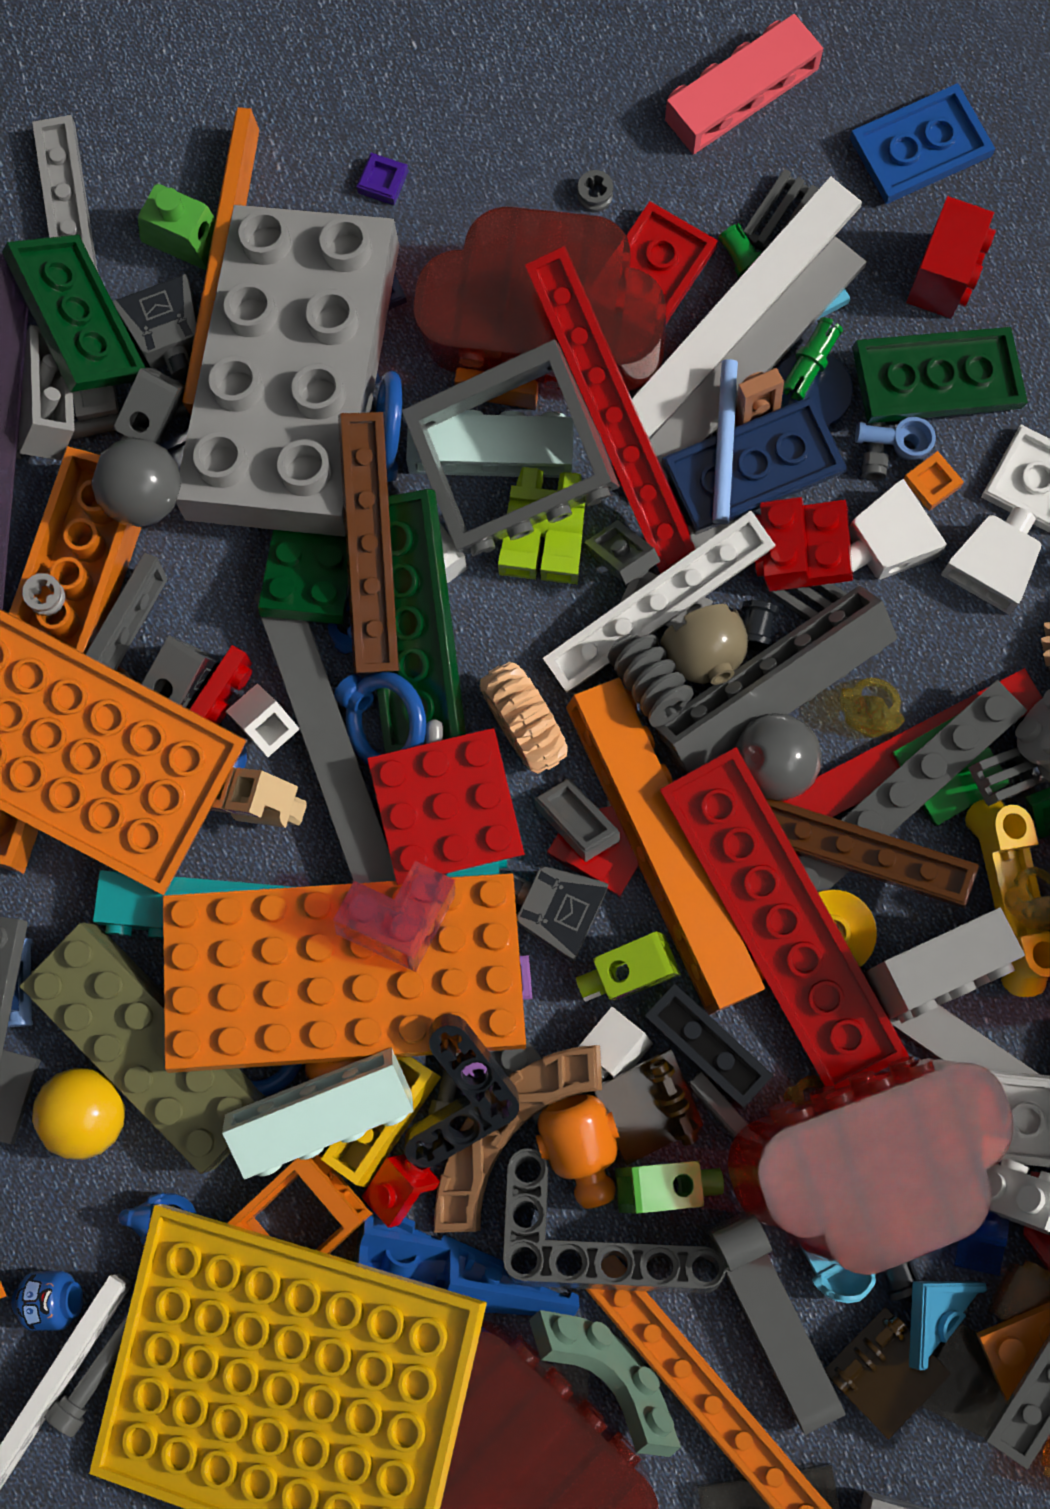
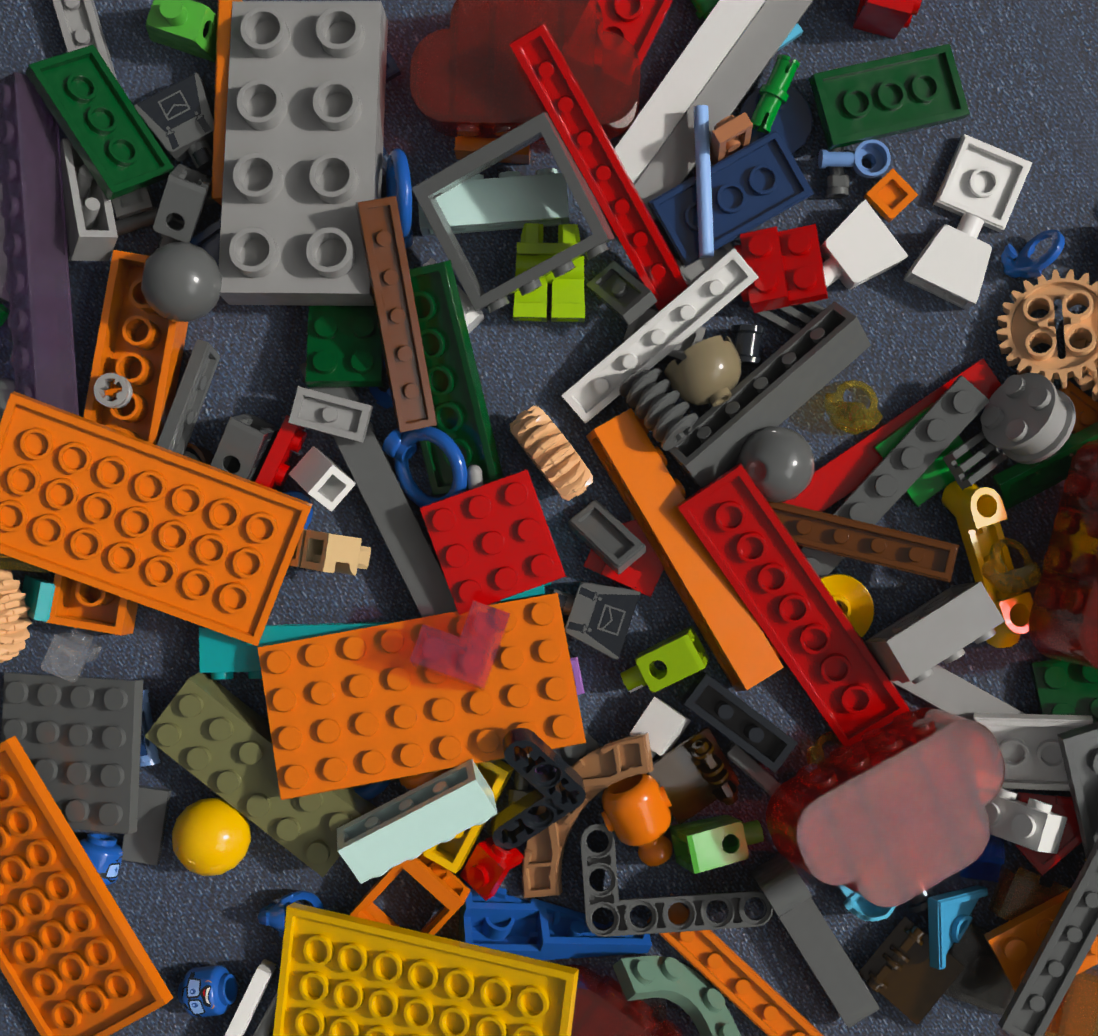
camera: 10 degrees left, 10 degrees up
(281, 647) = (330, 414): none -> light grey plate

